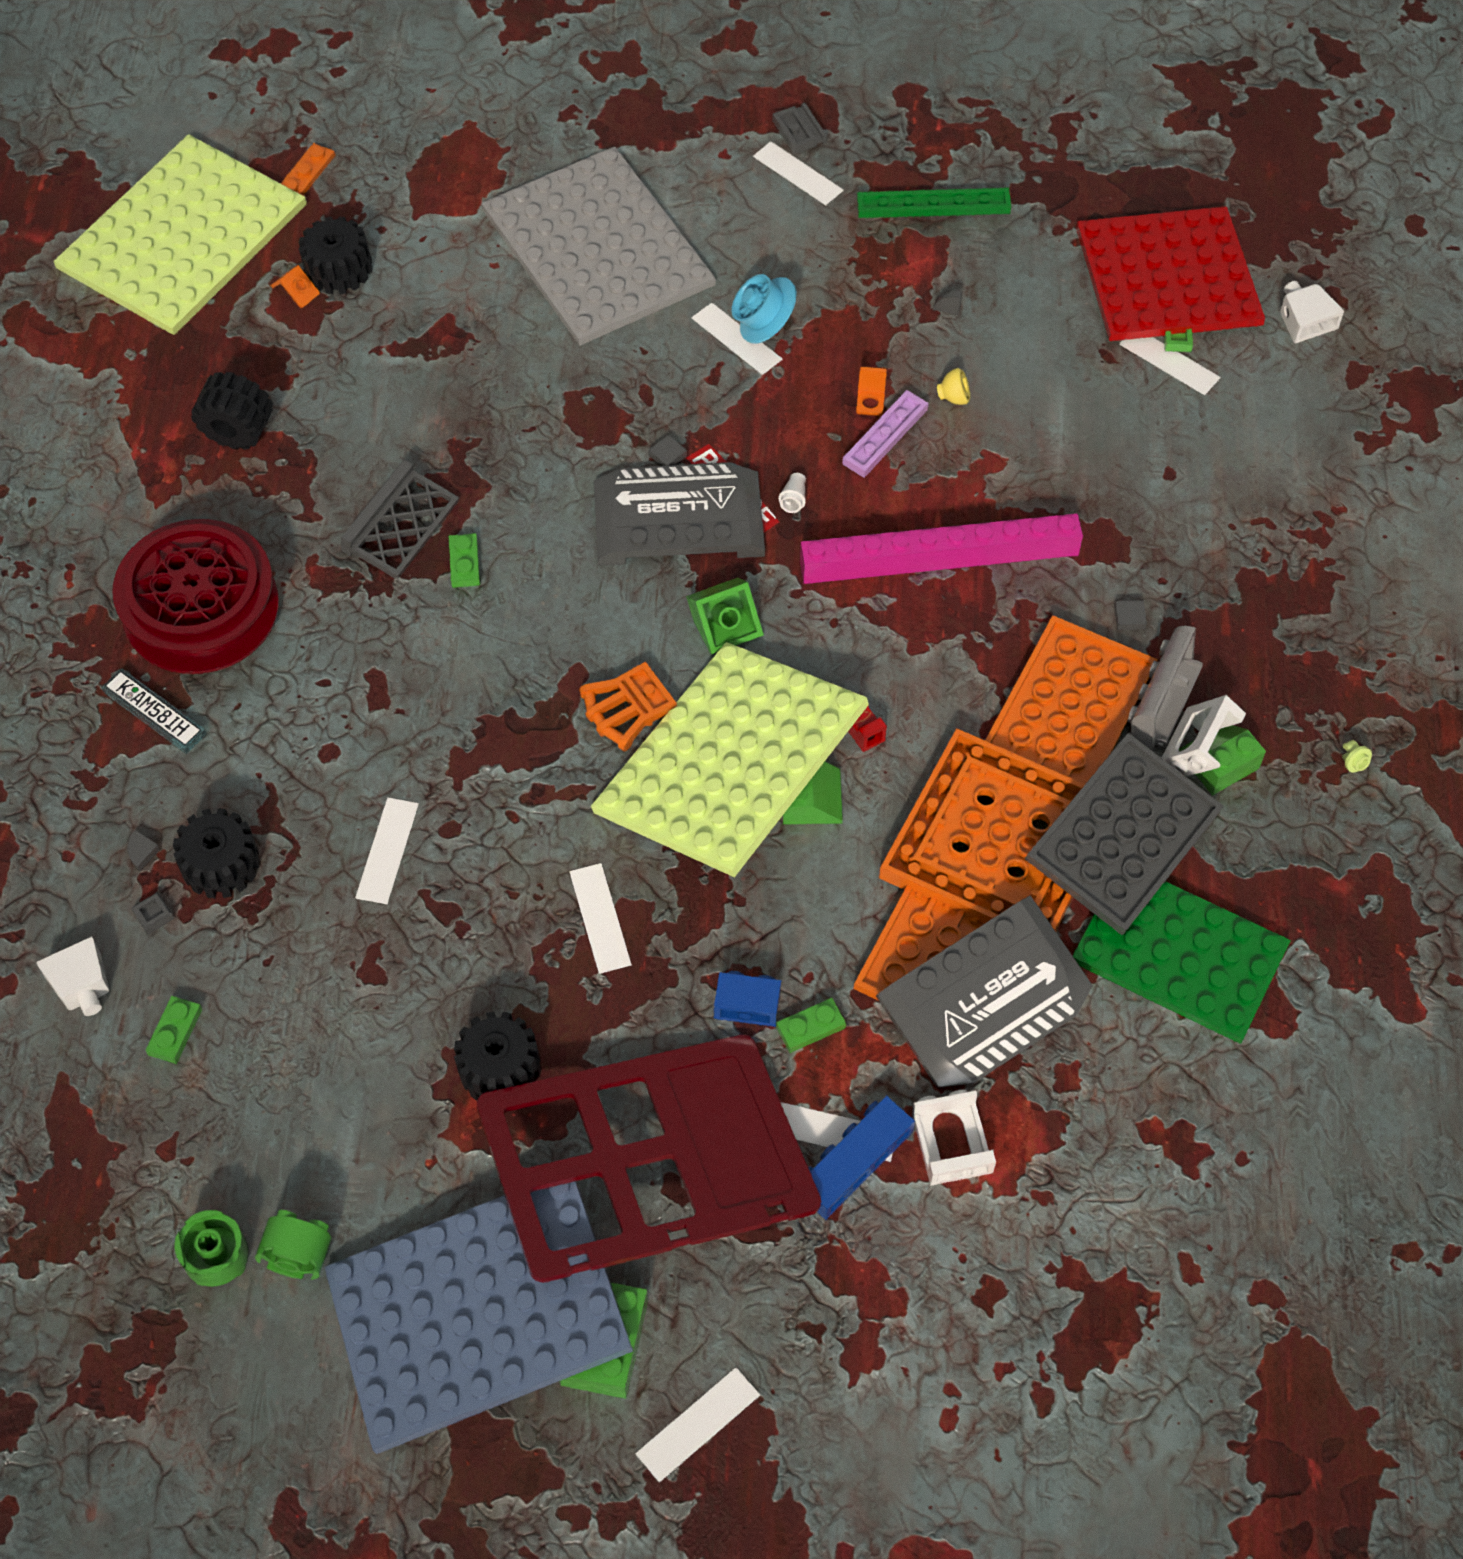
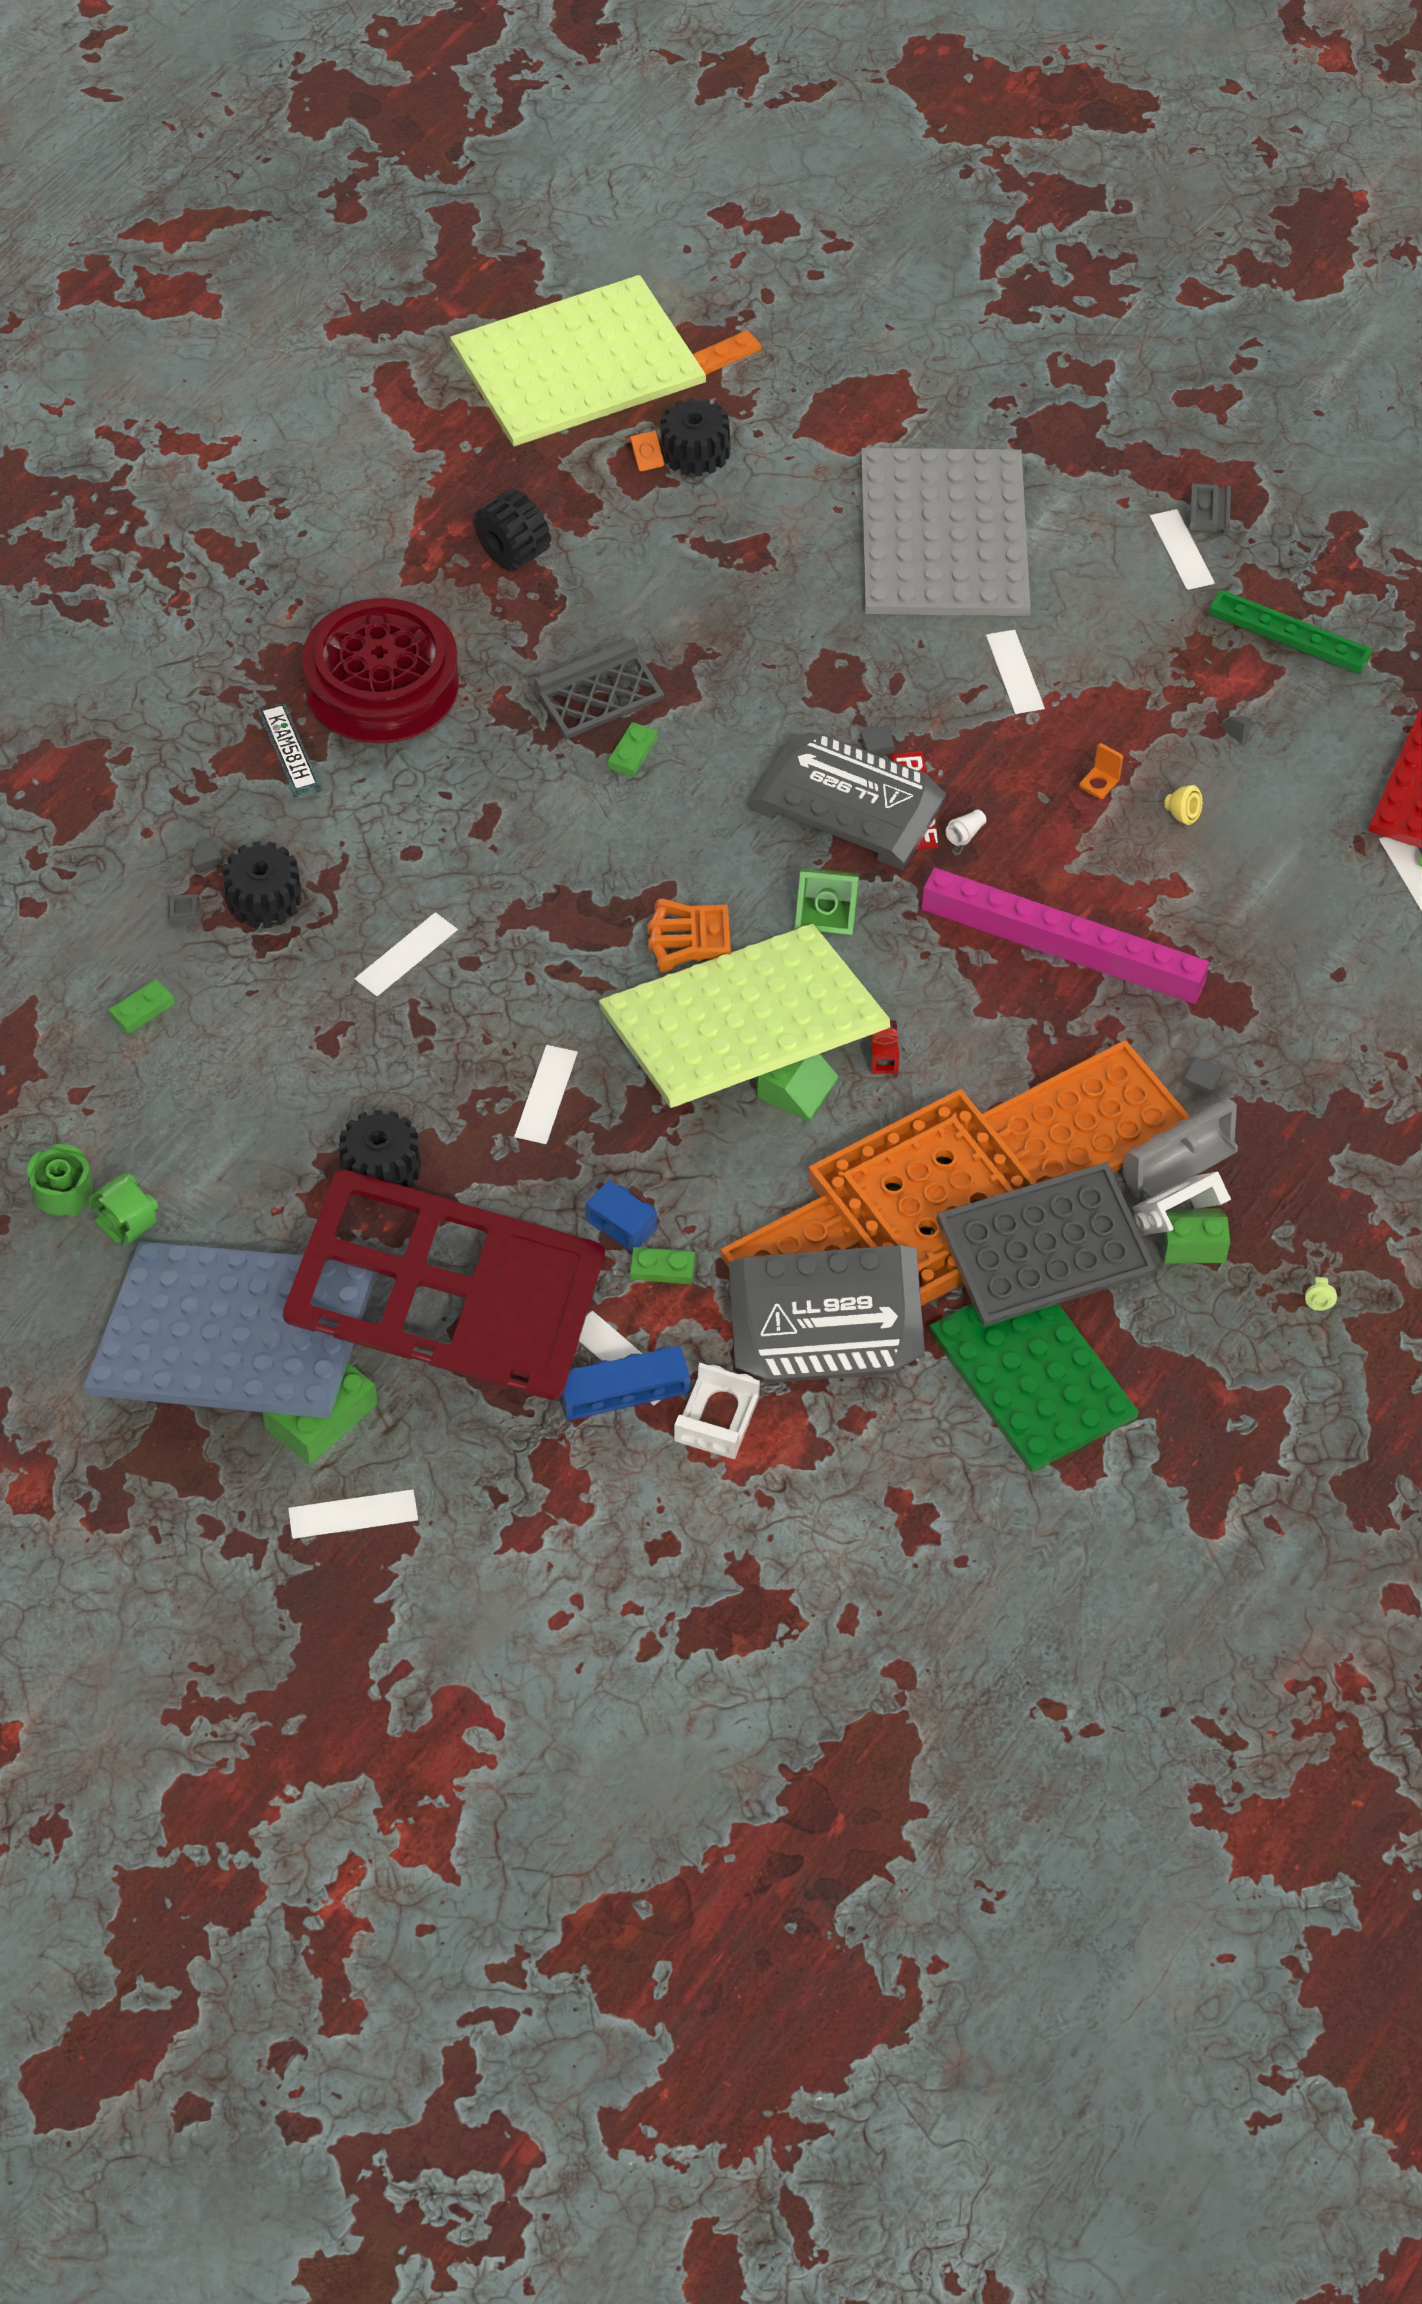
camera: 30 degrees right, 5 degrees down
(77, 976) = (92, 926): white torso -> none
(764, 307) = (1049, 650): medium azure piece -> none
(885, 433) = (1089, 814): lavender plate -> none

